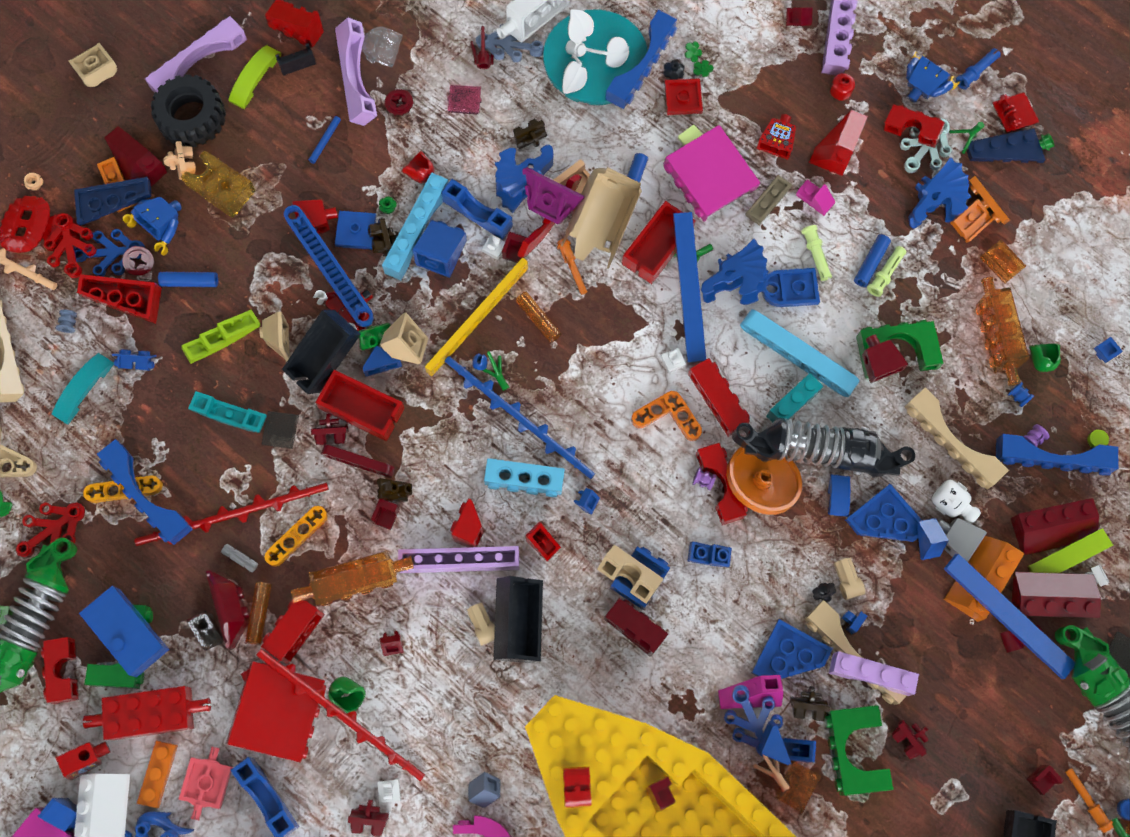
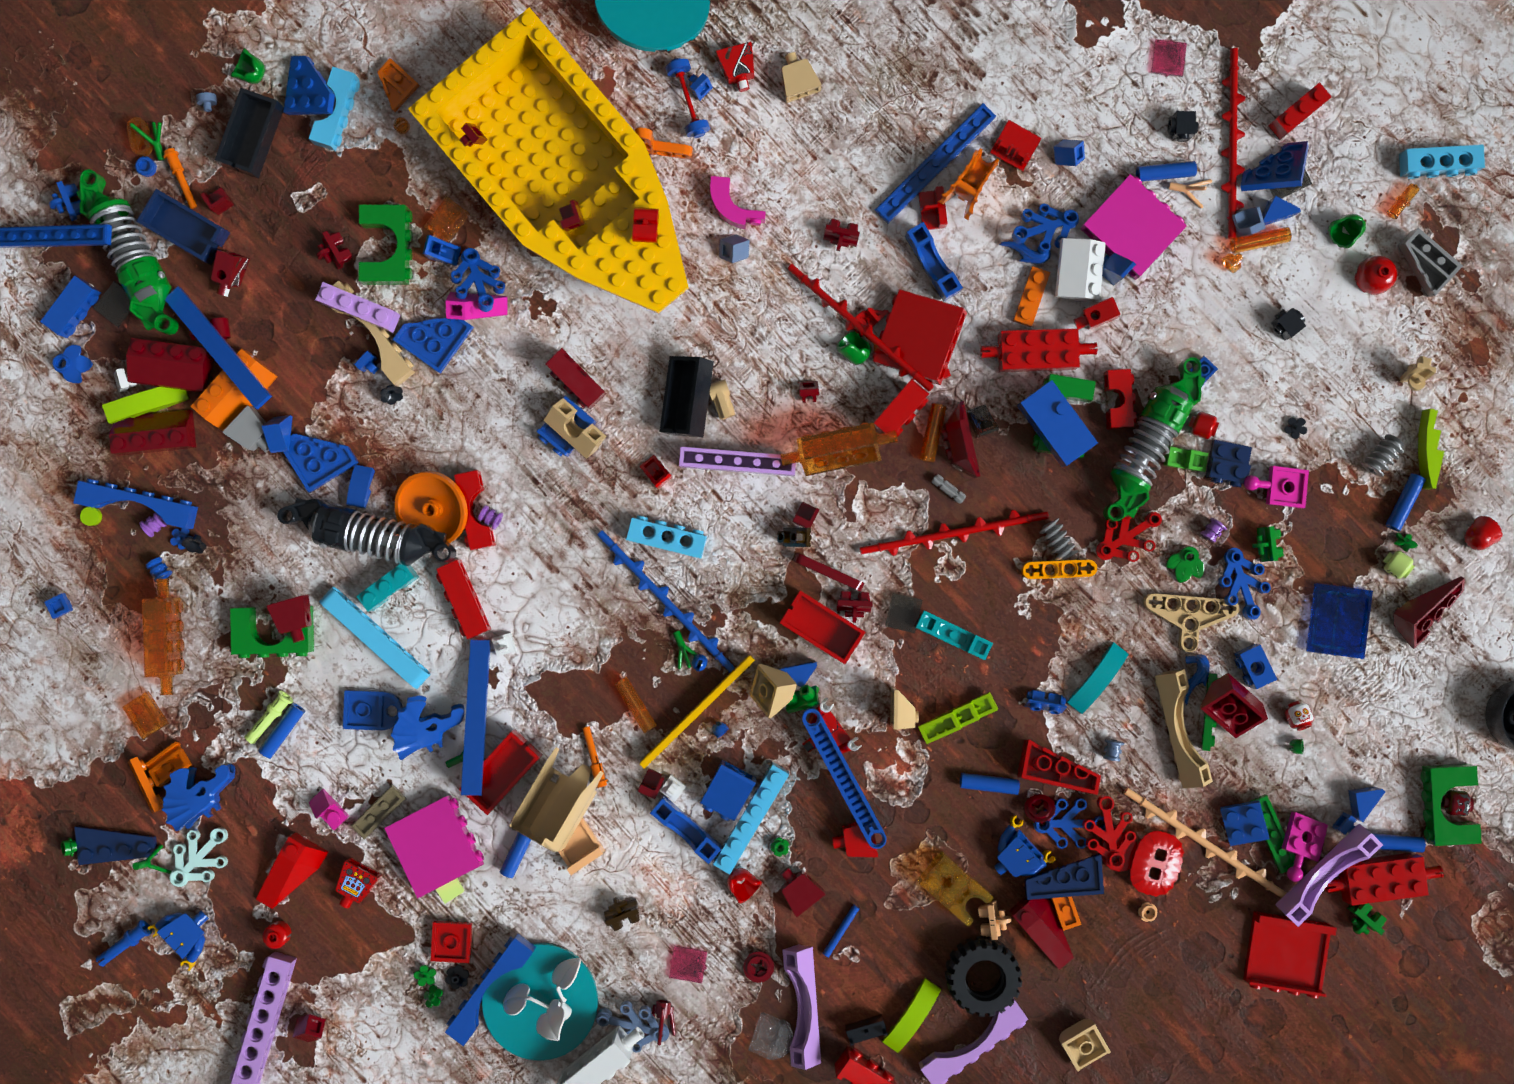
camera: 170 degrees left, 15 degrees up
(120, 463) = (1060, 592): blue arch -> none
(122, 516) = (1058, 540): none -> light grey piece
(205, 783) = (987, 283): coral plate -> none
(298, 538) = (891, 502): light orange beam -> none
(321, 351) = (856, 684): black piece -> none
(331, 730) = (870, 317): none -> red slope
(353, 230) = (815, 822): blue plate -> none
(364, 168) = (800, 890): none -> dark red torso
(386, 237) = (784, 810): dark brown hips -> none
(389, 791) = (821, 258): white tile -> none
(454, 302) = (719, 729): none -> blue hinge
(468, 528) = (724, 490): red slope -> none
(510, 178) = (642, 856): blue animal -> none
(539, 234) = (628, 791): red tile -> none
(549, 197) = (608, 829): magenta wing -> none
(588, 500) = (607, 506): blue tile -> none
(667, 408) = (516, 594): orange beam -> none
(709, 554) = (496, 443): blue slope -> none
(773, 745) = (464, 255): blue slope -> none
(775, 773) = (465, 233): light nougat plant -> none
(810, 702) = (421, 292): dark brown hips -> none
(814, 244) = (339, 754): yellowish green pin -> none
(850, 584) = (364, 399): tan piece -> none
(902, 118) = (192, 873): red arch -> none
(954, 500) = (247, 467): white piece -> none
(983, 467) = (256, 562): tan arch -> none
(991, 422) = (194, 544): none -> black plant
(1004, 427) = (179, 536): none -> blue plant
(1015, 112) = (94, 887): red hinge -> none
(1016, 702) = (228, 270): none -> dark red torso
(1045, 356) = (119, 611): green hair -> none
(1074, 744) = (183, 226): none -> dark blue piece

